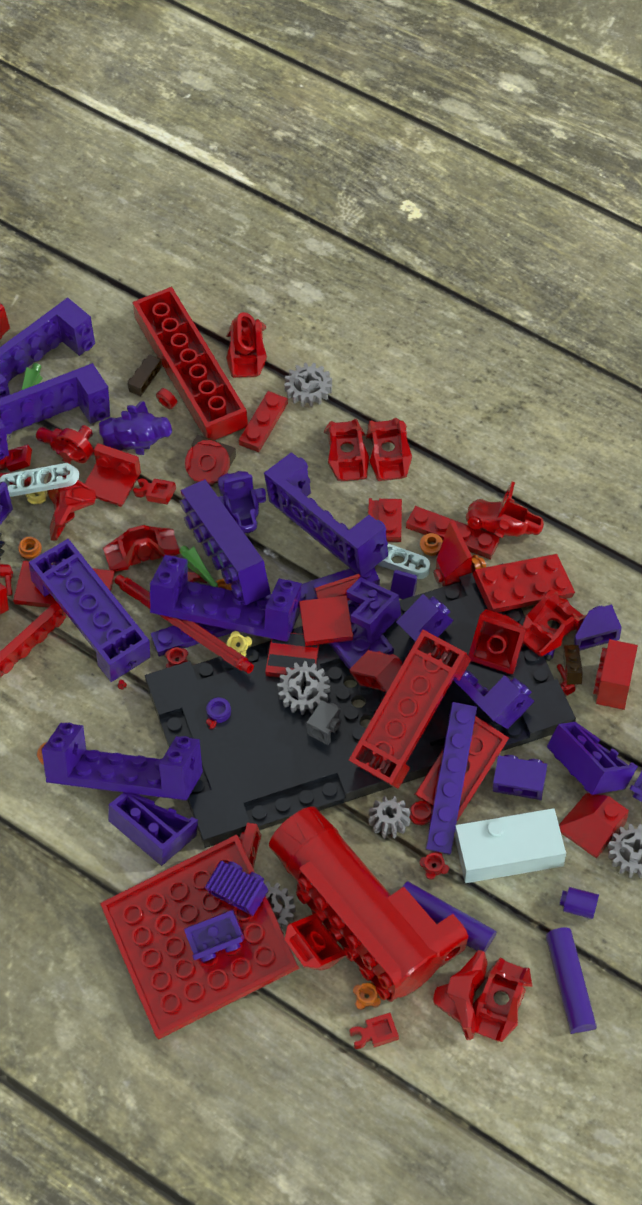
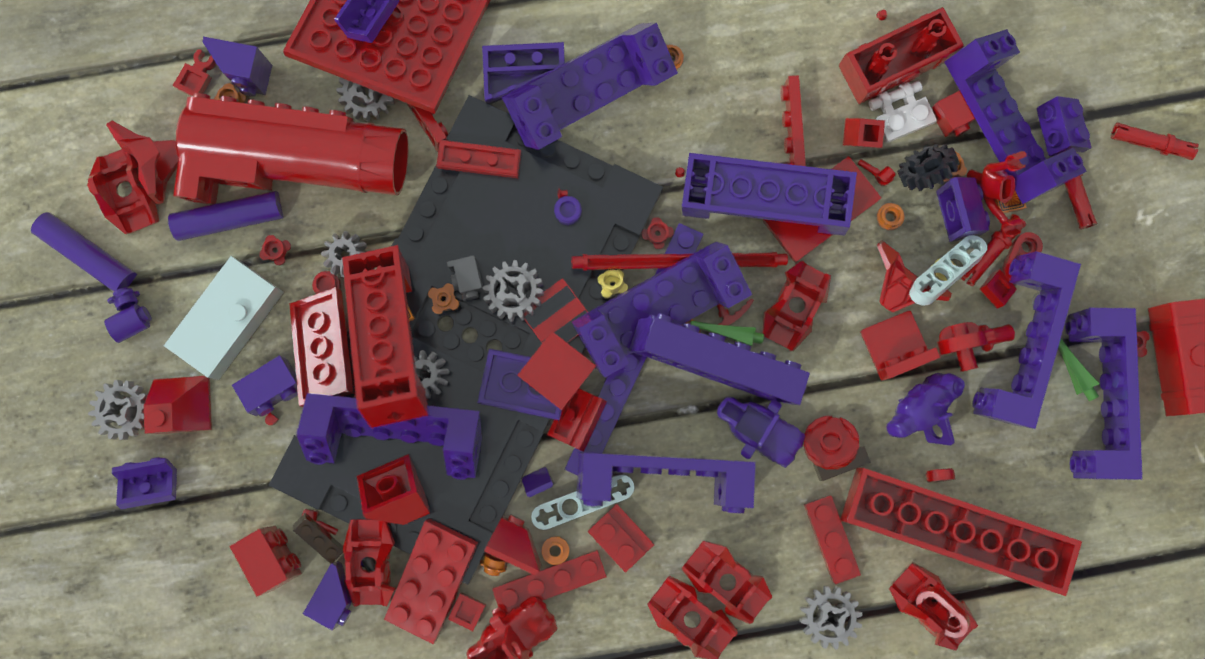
camera: 135 degrees right, 25 degrees up
(144, 375) = (989, 483): dark brown piece -> none
(158, 491) = (844, 373): red plate -> none
(237, 887) = (385, 60): dark purple brick -> none
(240, 790) = (479, 159): none -> red tile
(313, 943) = (290, 78): red slope -> none
(335, 995) = (241, 64): none -> dark purple slope
(352, 731) = (450, 302): none -> orange plate
(376, 670) = (460, 358): red brick -> none
(377, 607) = (520, 422): dark purple panel -> none
(451, 778) = (315, 325): dark purple plate -> none
(518, 552) = (466, 611): none -> red plate
(568, 919) = (124, 298): none -> dark purple plate
(589, 761) = (221, 453): dark purple wedge -> none

